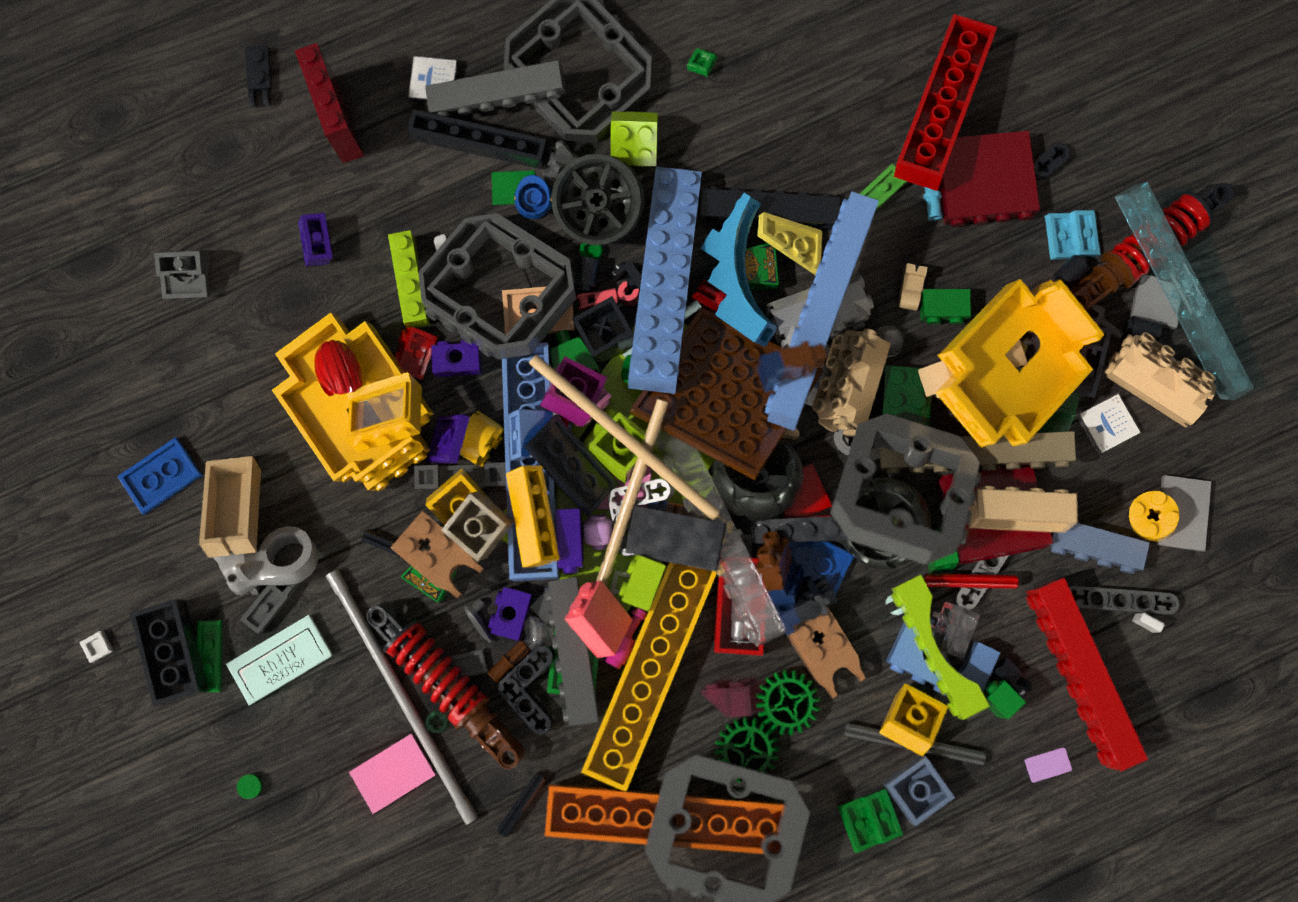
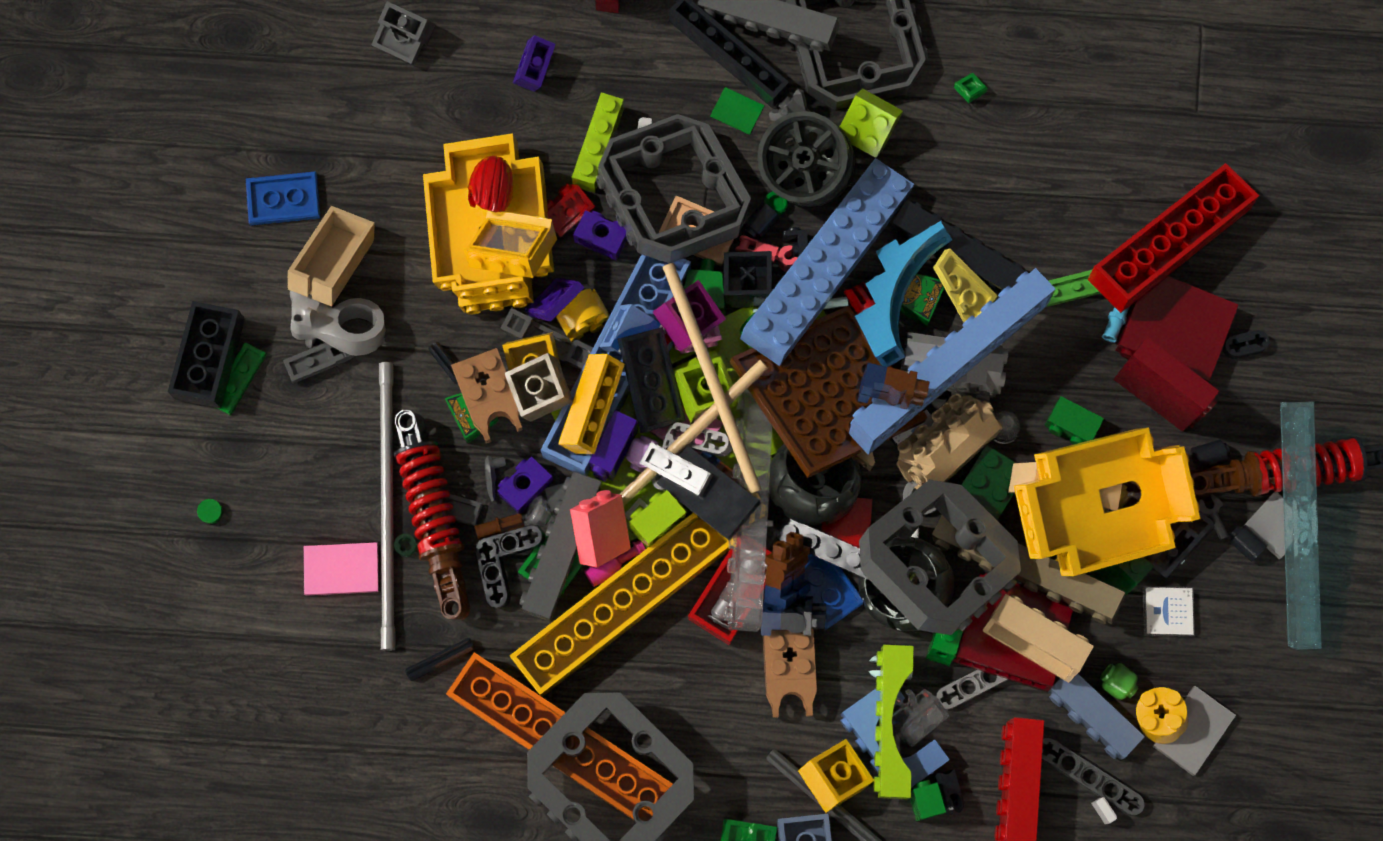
camera: 25 degrees right, 5 degrees down
(96, 646) = (145, 317): white tile -> none
(279, 659) = (298, 415): light aqua tile -> none
(533, 197) = (749, 127): blue piece -> none
(636, 532) = (676, 469): none -> tile
(731, 701) = (678, 669): clear pink slope -> none
(767, 756) = (684, 706): green gear -> none
(796, 721) = (718, 699): green gear -> none
(911, 286) = (1052, 389): tan leg -> none
(971, 581) = (958, 682): red axle -> none
(1010, 232) = (1167, 385): none -> dark red brick
(1072, 234) = (1230, 422): medium azure slope -> none
(1101, 506) = (1119, 681): none -> bright green head
(1161, 381) = (1234, 590): tan brick -> none

